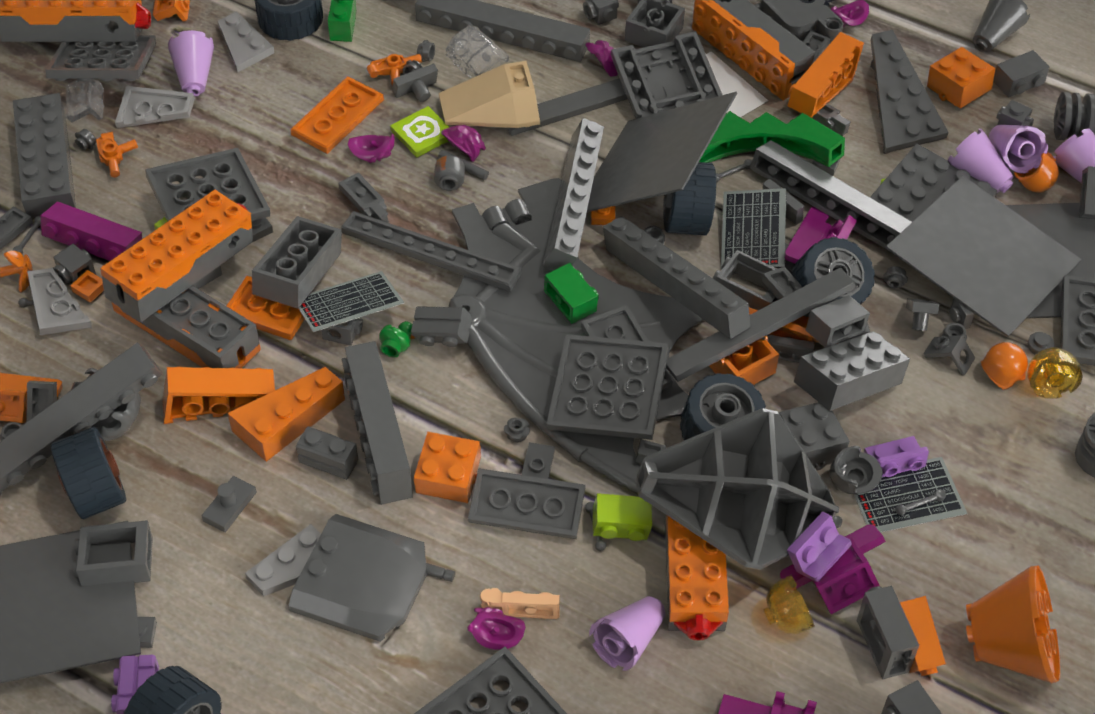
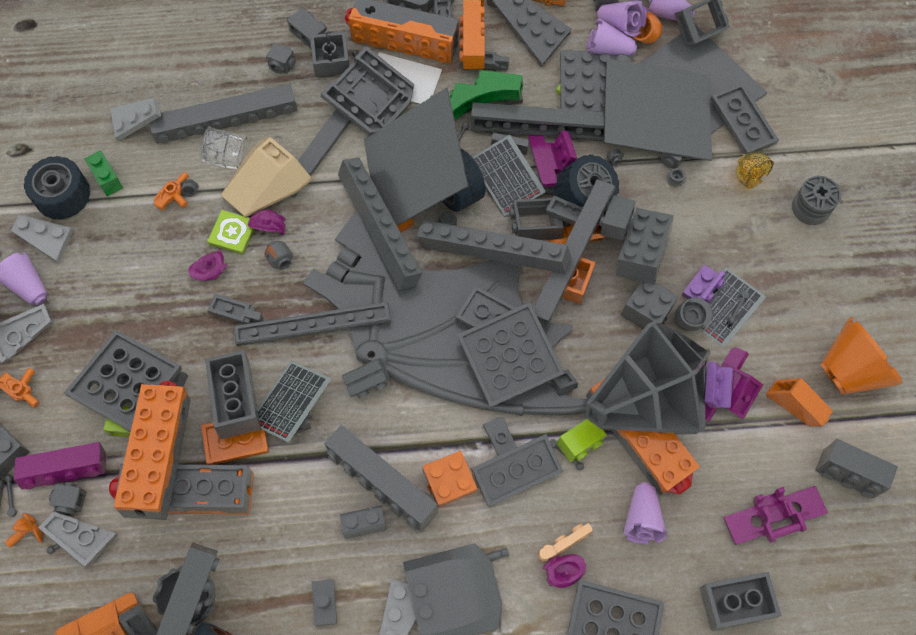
camera: 35 degrees left, 15 degrees up
(88, 286) = (91, 507): orange plate -> none
(212, 390) = (253, 528): orange wedge -> none
(284, 414) = (312, 512): orange wedge -> none
(337, 115) = (161, 255): orange tile -> none
(395, 339) = (342, 406): green animal -> none
(416, 82) = (199, 196): dark grey tile -> none
(426, 50) = (185, 165): dark grey plate -> none
(469, 167) = (288, 240): dark grey piece -> none
(517, 435) = (465, 423): dark grey plate -> none
(571, 293) = (432, 298): green brick -> none
(602, 51) = (312, 96): magenta hat -> none
(716, 402) = (592, 329): wheel -> none
(787, 607) = (721, 435): clear yellow cylinder -> none
(789, 348) = (596, 249): dark grey plate -> none
(887, 632) = (788, 412): dark grey window -> none
(921, 312) = (650, 171): dark grey tile -> none
(951, 346) = (681, 189): dark grey bracket -> none
(1005, 364) = (721, 180): orange helmet -> none
(1039, 341) = (728, 151): dark grey plate -> none

